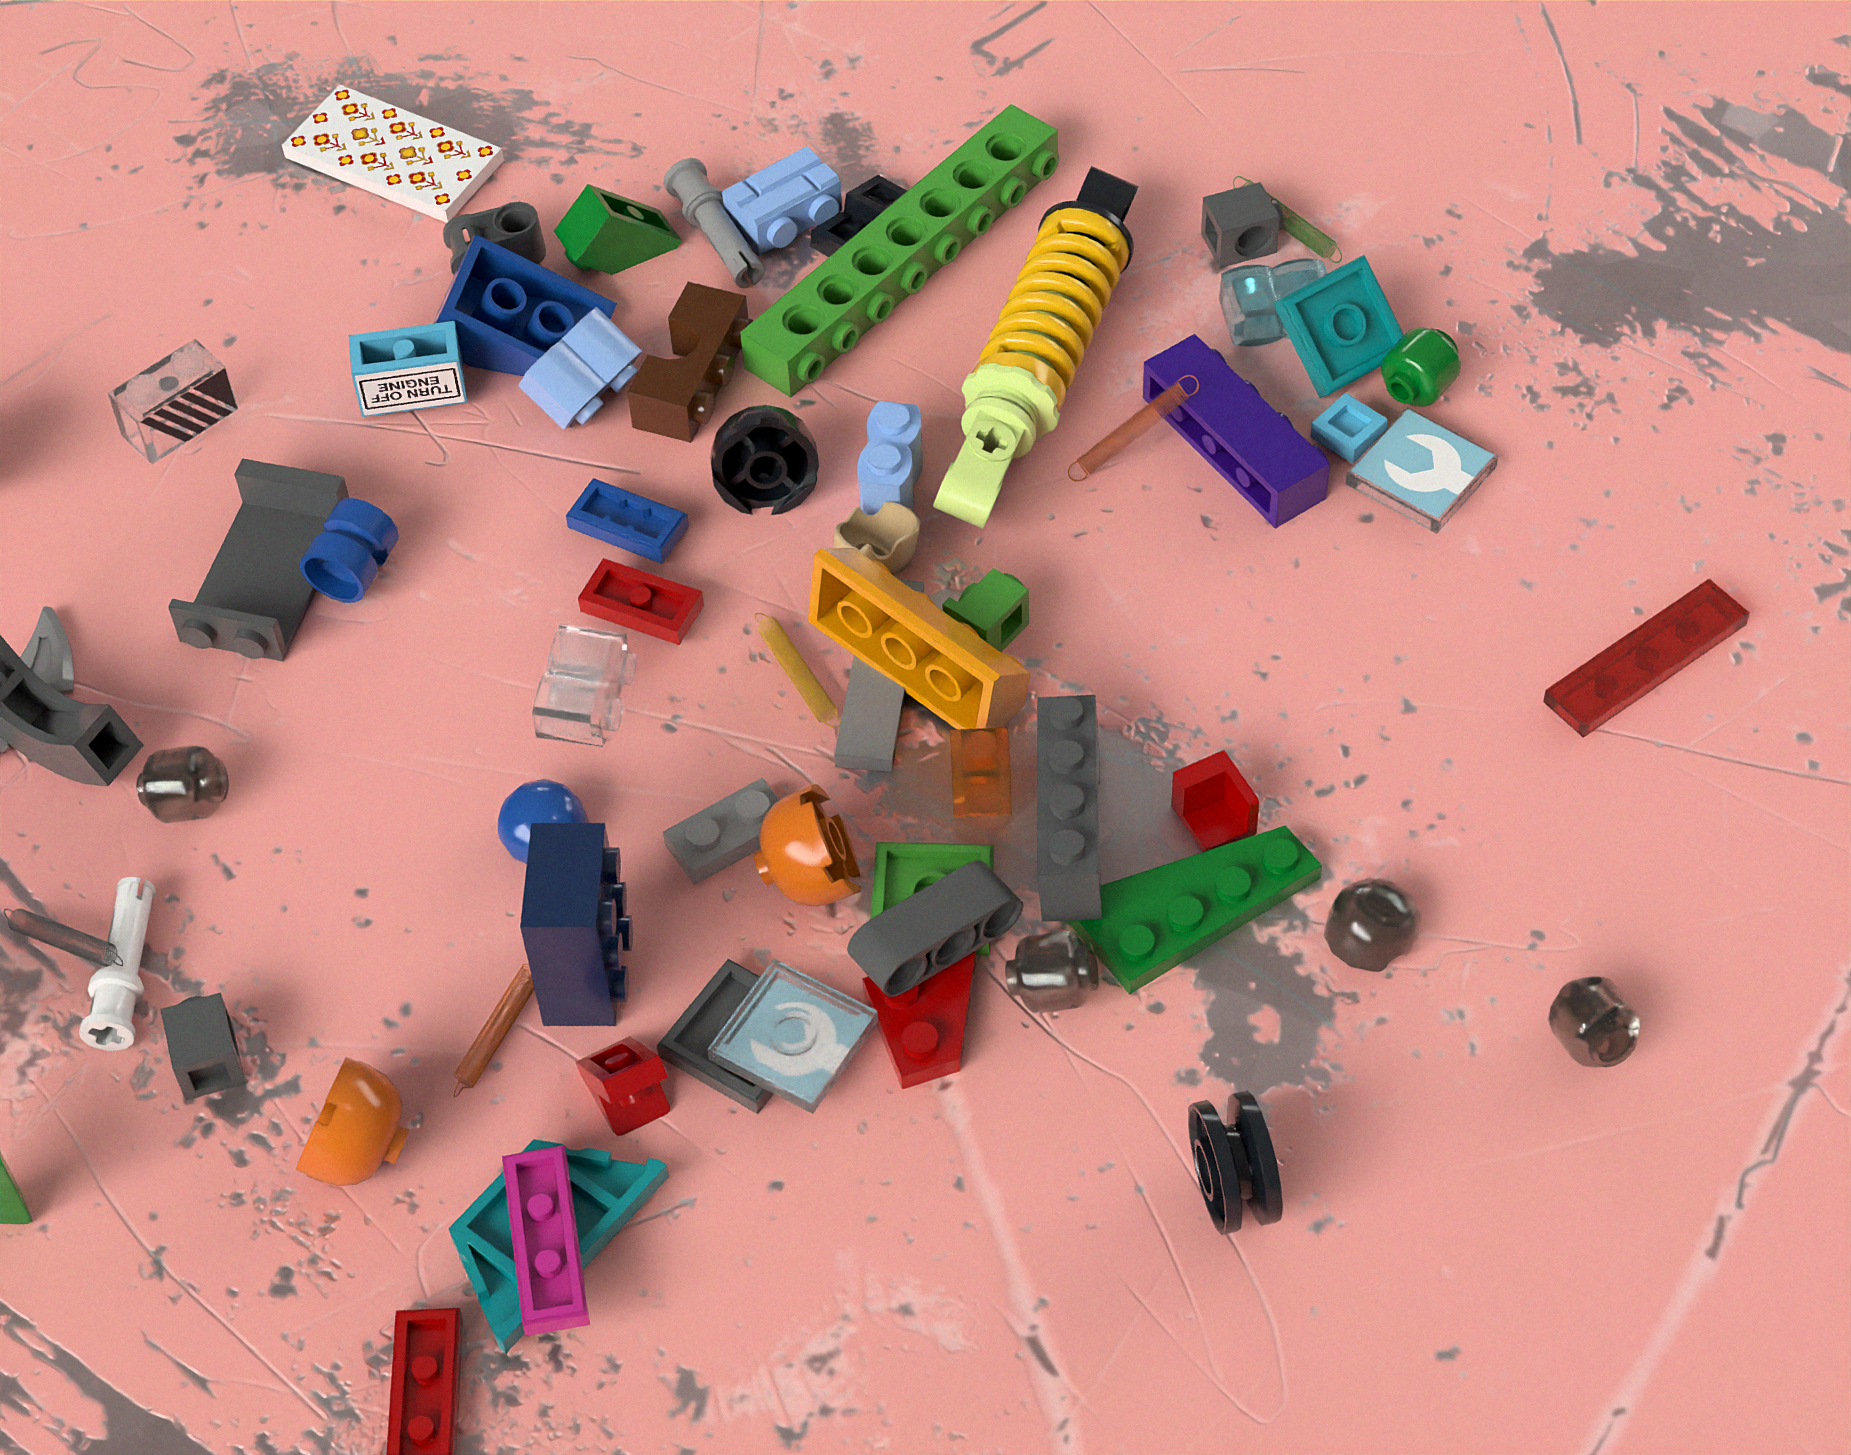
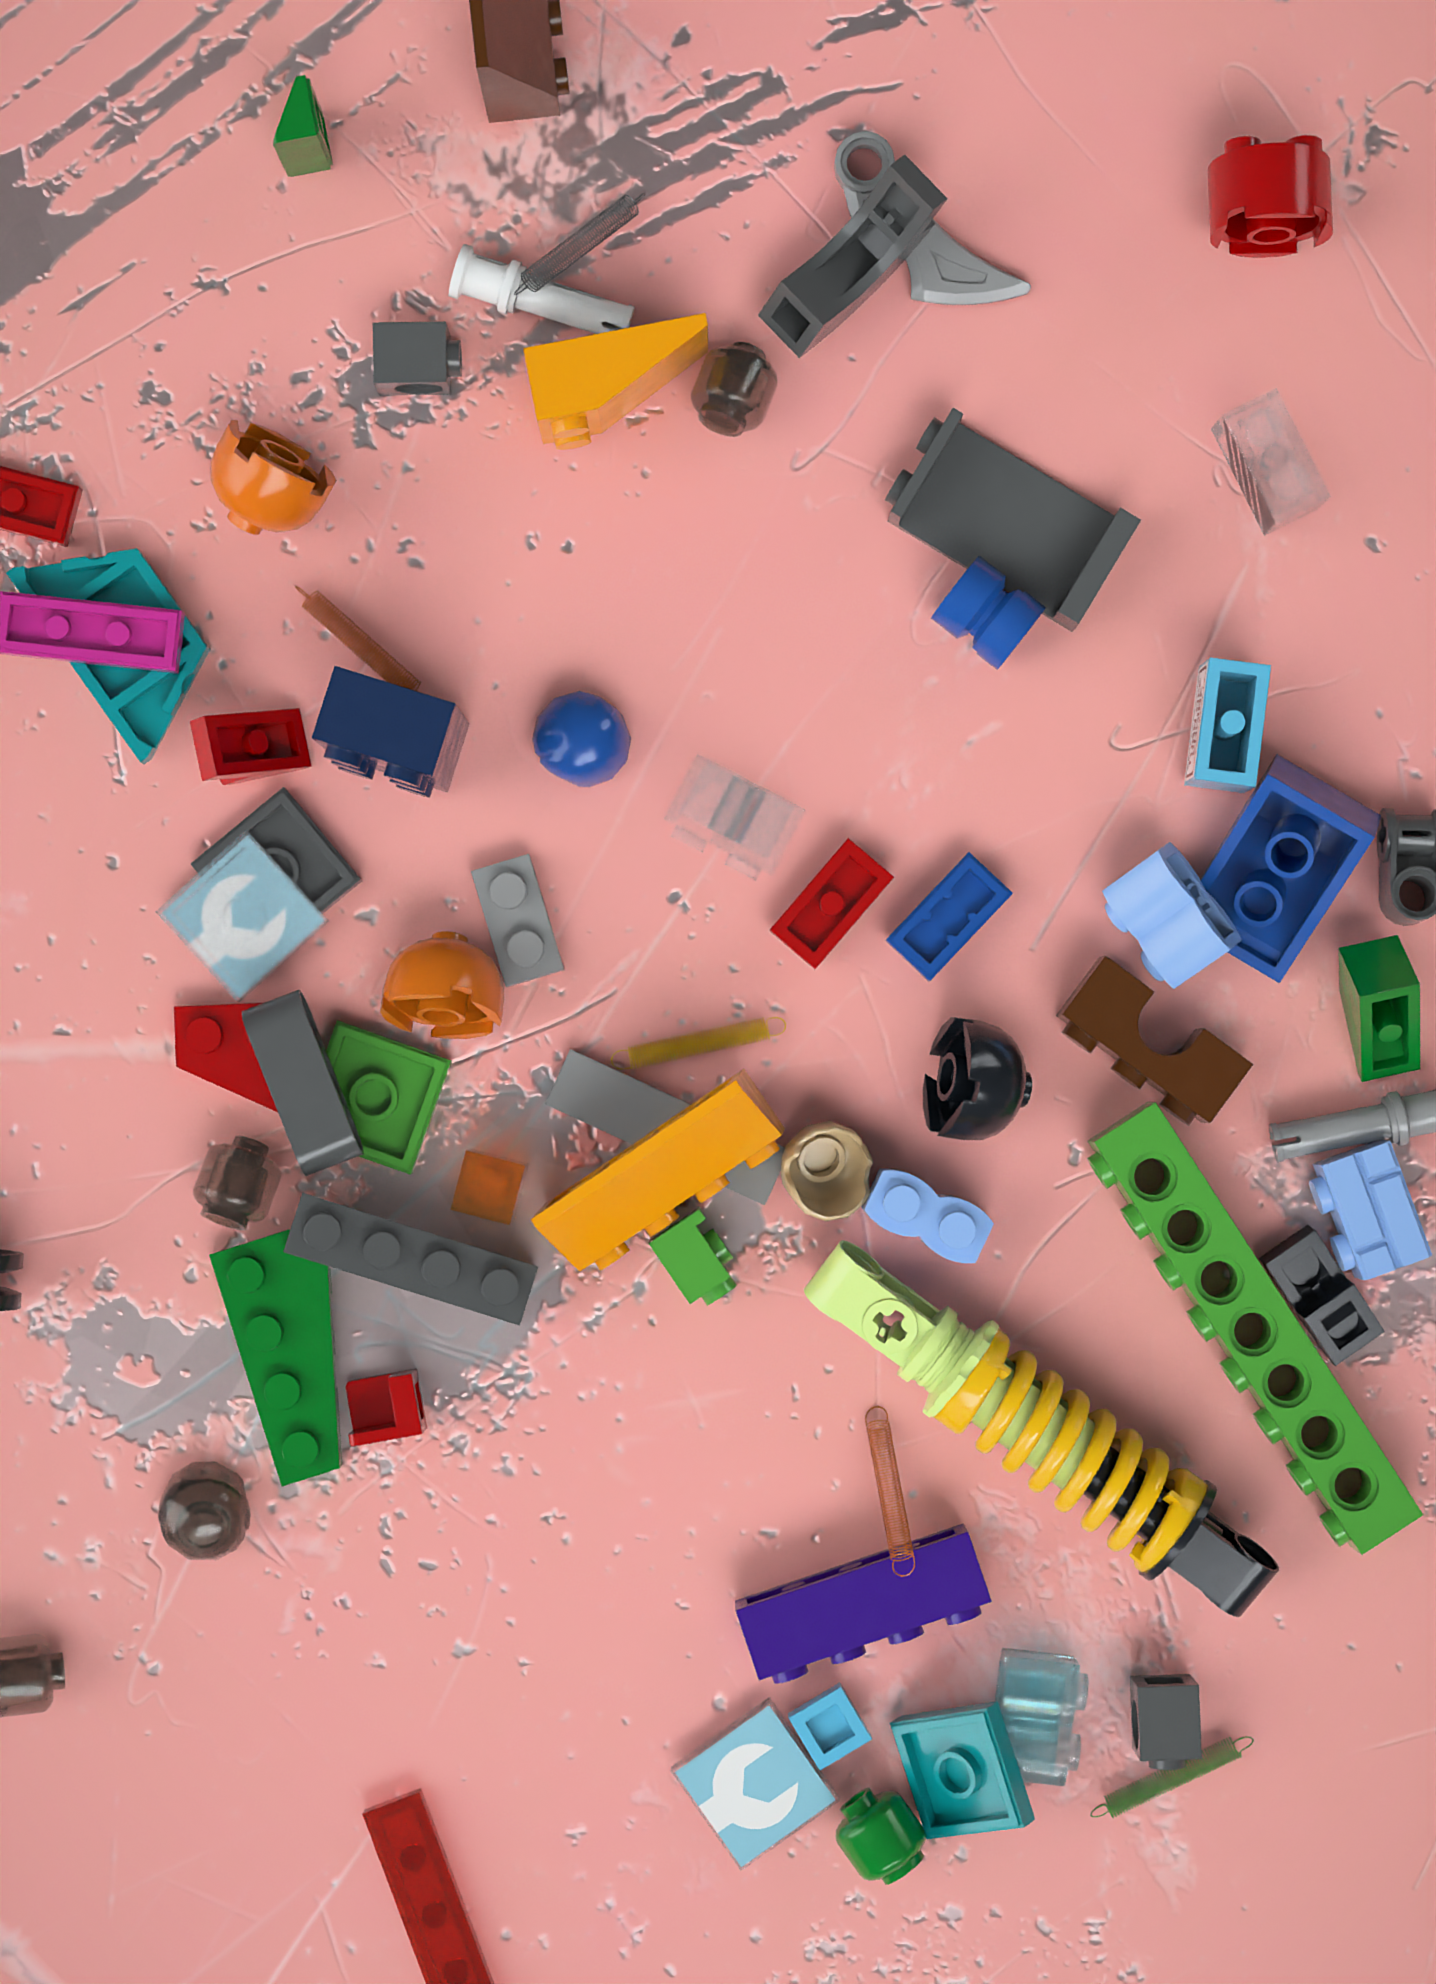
camera: 100 degrees right, 35 degrees up
(200, 870) = (599, 378): none -> light orange slope

